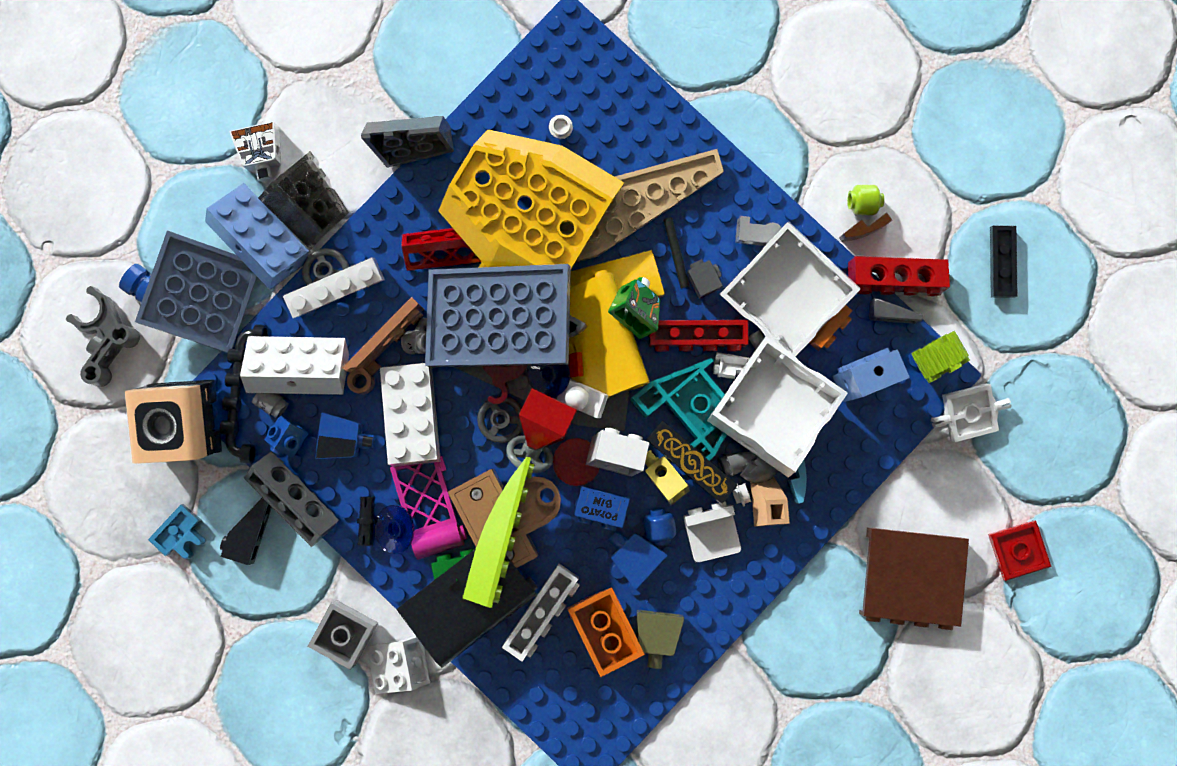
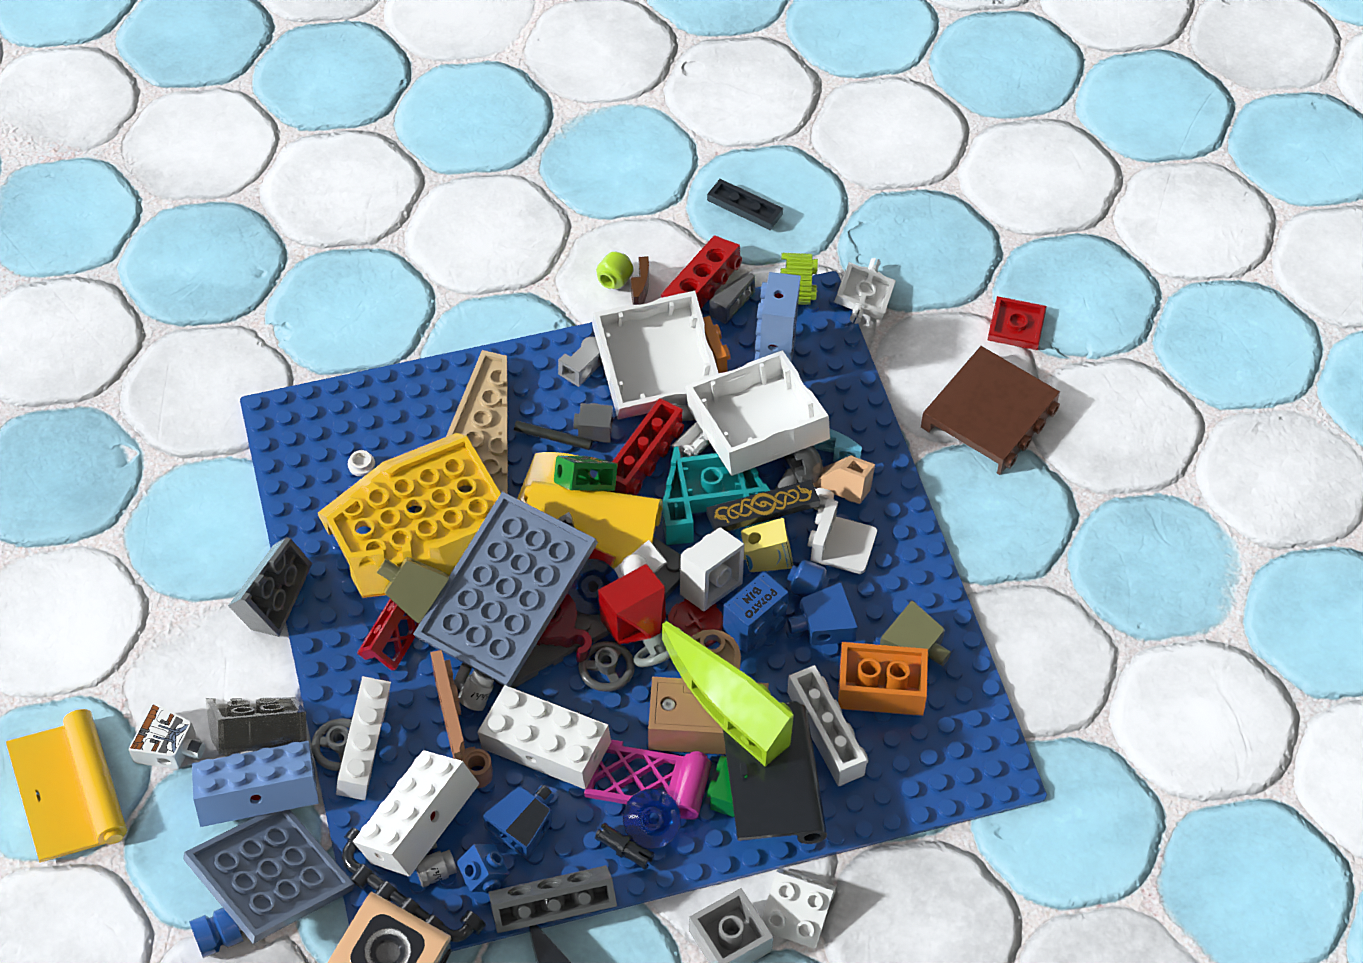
camera: 65 degrees left, 30 degrees down
(185, 106) = (74, 787): none -> yellow door
(461, 246) = (413, 585): none -> olive torso

